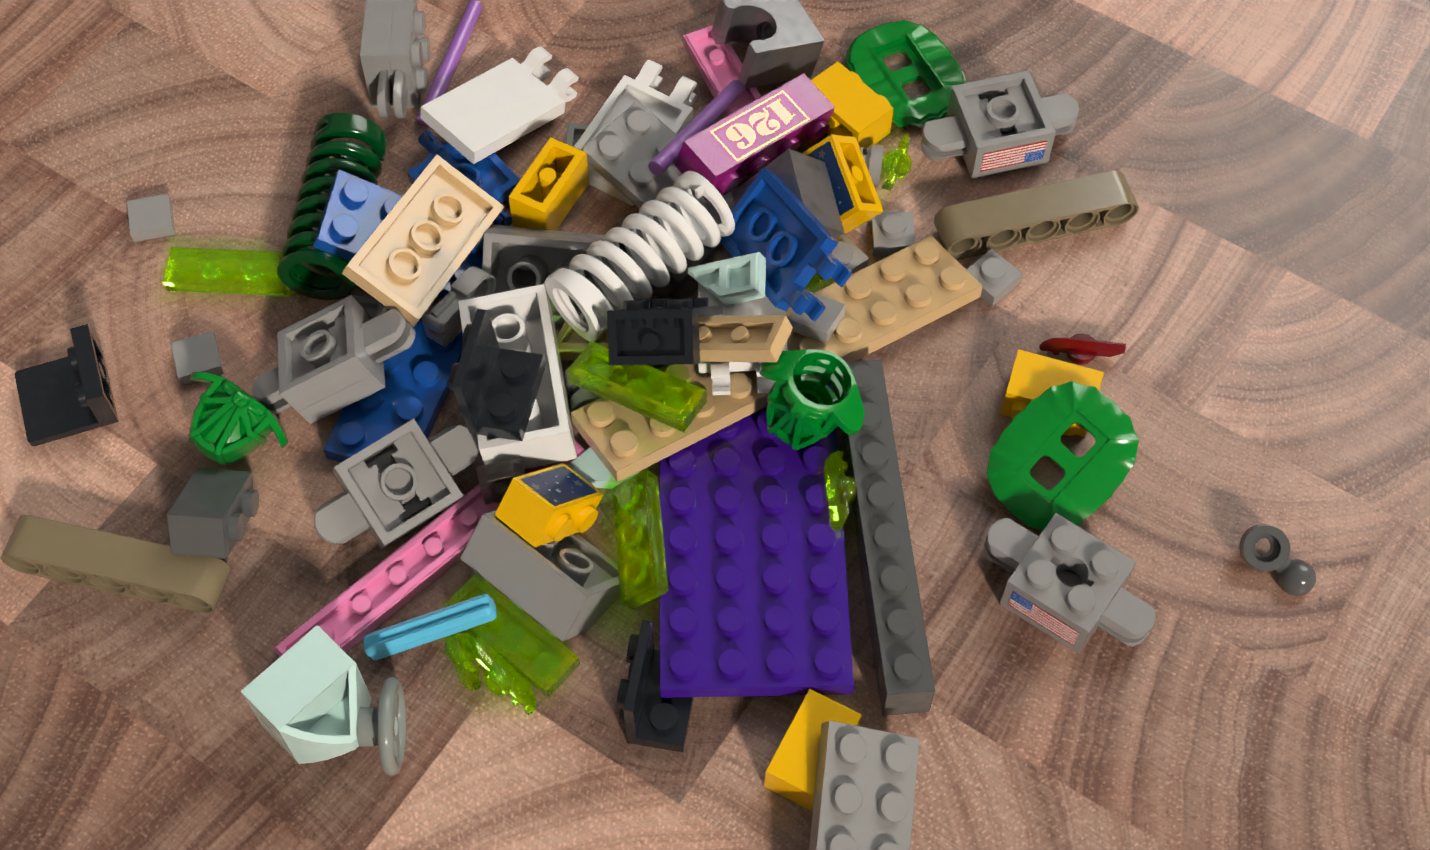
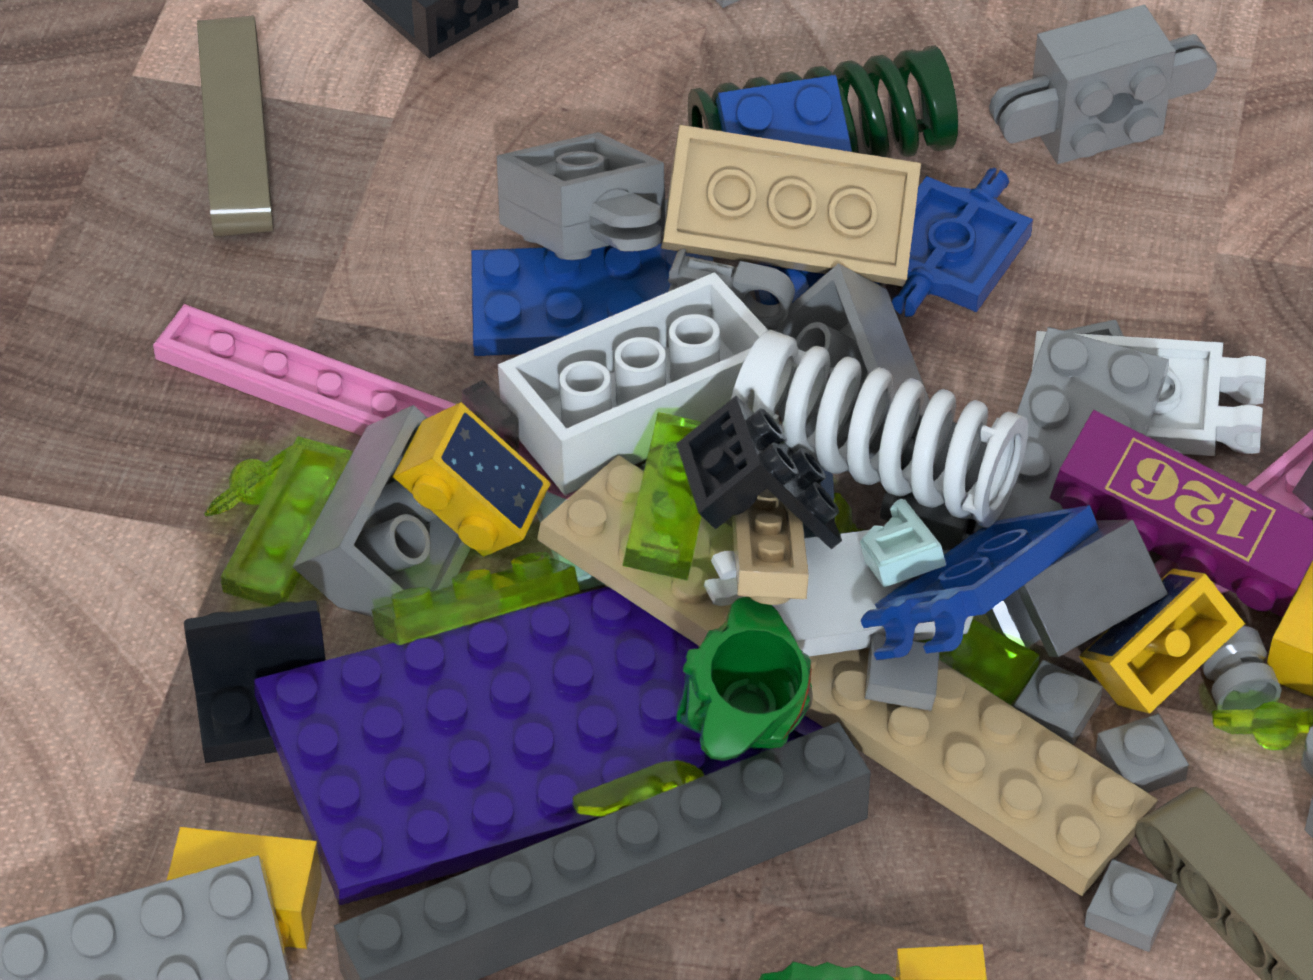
camera: 70 degrees right, 10 degrees down
(197, 355) = (549, 92): light grey tile -> none
(212, 513) = (323, 169): dark grey brick -> none
(224, 272) = (680, 56): clear neon green plate -> none
(230, 421) = (440, 137): green piece -> none
(321, 706) = (115, 364): light aqua piece -> none
(396, 484) = (429, 317): light grey brick -> none
(430, 627) = (262, 431): medium azure axle -> none
(453, 54) = (1147, 164): medium lavender bar -> none
(494, 384) = (582, 320): black bracket -> none
(500, 105) = (1093, 233): white tile -> none
(502, 677) = (228, 528): clear neon green piece -> none
(549, 187) = (974, 324): yellow brick -> none
(699, 123) = (1208, 454): medium lavender bar -> none

